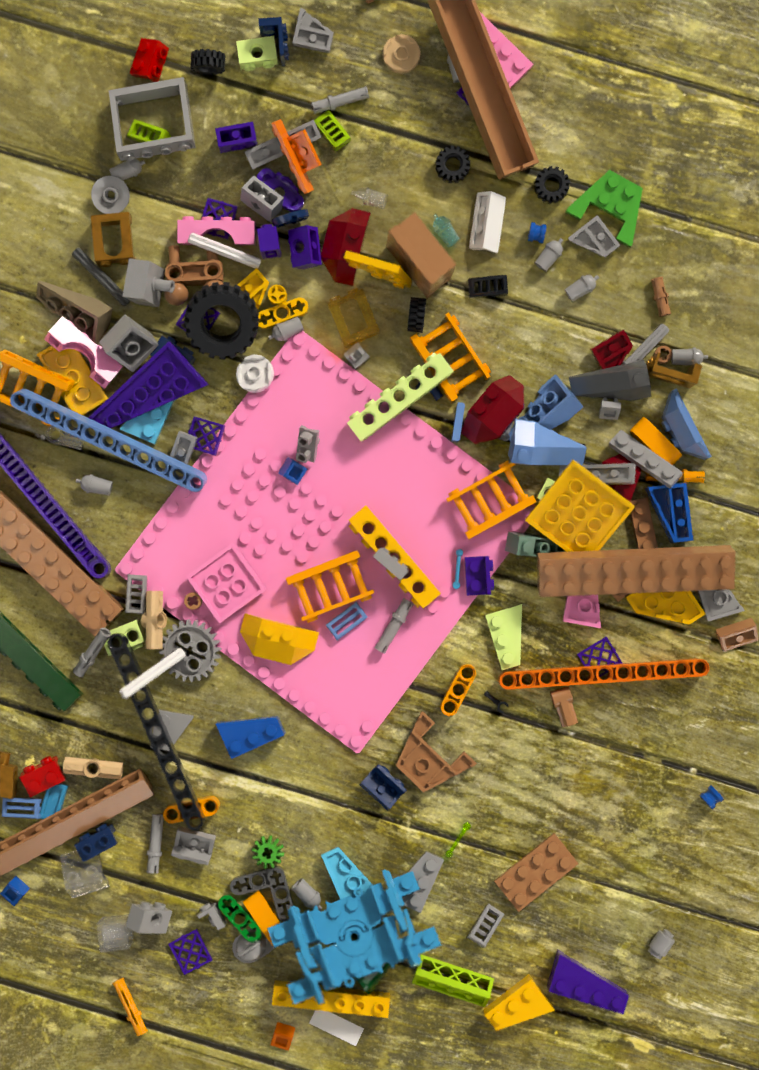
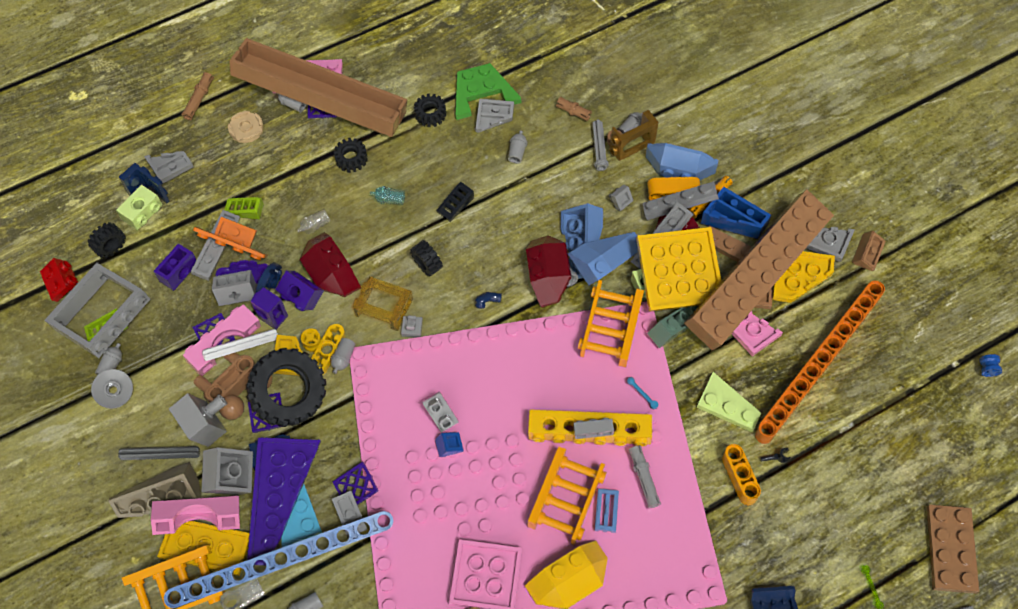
camera: 45 degrees left, 25 degrees down
(123, 219) = (130, 403): pearl gold panel -> none
(255, 373) = (349, 406): white tile -> none
(332, 102) = (226, 190): light grey pin -> none
(364, 431) = (471, 365): yellowish green brick -> none
(379, 269) = (371, 247): yellow plate -> none
(420, 255) = (387, 214): medium nougat container -> none
(420, 345) = (479, 282): light orange fence -> none
(423, 763) = (780, 555): medium nougat wing -> none
(458, 422) = (531, 299): medium blue tile -> none
(478, 575) = (662, 381): dark purple bracket -> none
(487, 221) = (411, 166): white panel -> none
(537, 232) = (452, 143): blue wheel -> none
(549, 255) = (475, 148): light grey piece -> none
(562, 701) = (819, 406): medium nougat piece -> none
(592, 647) = (792, 353): dark purple window -> none
(612, 350) = (582, 166): dark red wing -> none
(620, 382) = (610, 173): dark grey wedge -> none

